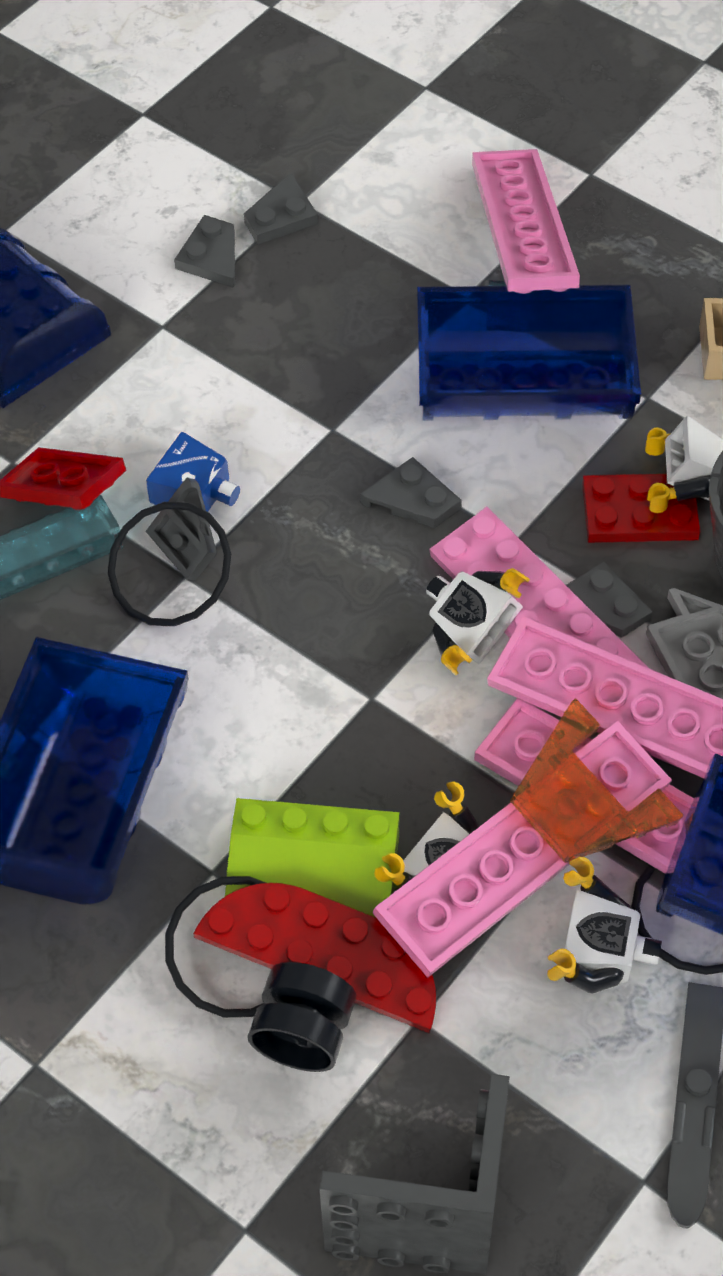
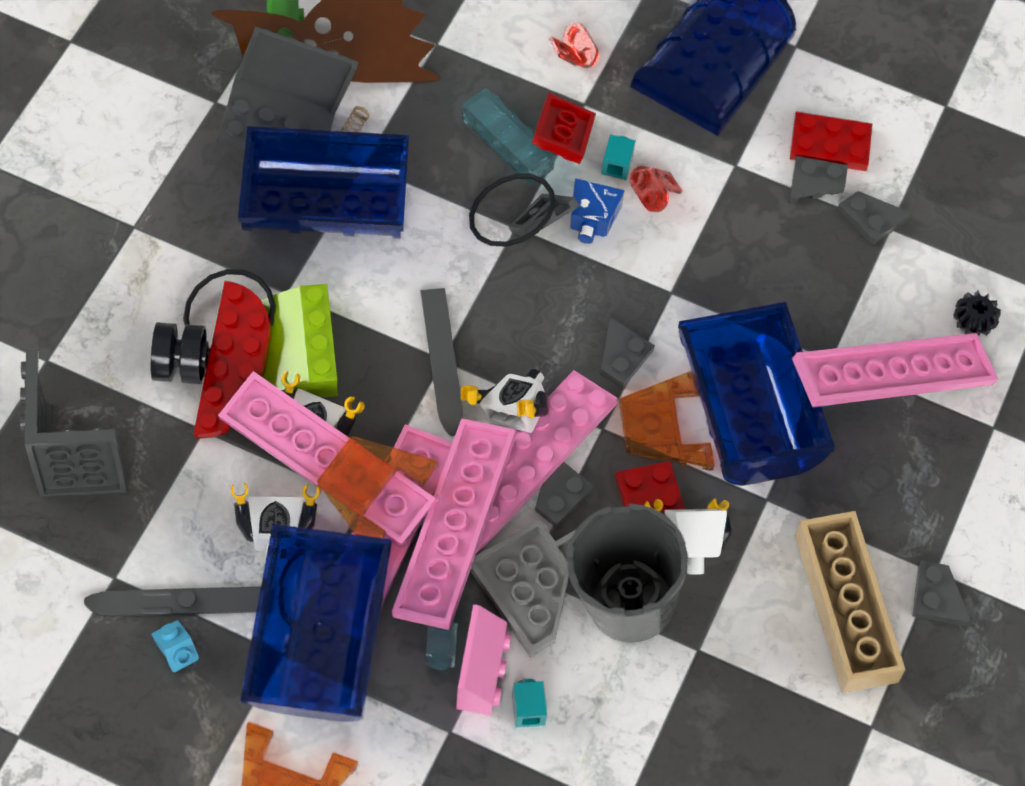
camera: 70 degrees right, 5 degrees up
(118, 434) = (618, 157): none -> teal brick
(159, 225) = (831, 140): none -> red plate
(176, 412) = (652, 188): none -> clear red bracket
(373, 694) = (442, 359): none -> dark grey piece
(446, 146) = (977, 313): none -> black gear
(519, 484) = (653, 426): none -> clear orange wing

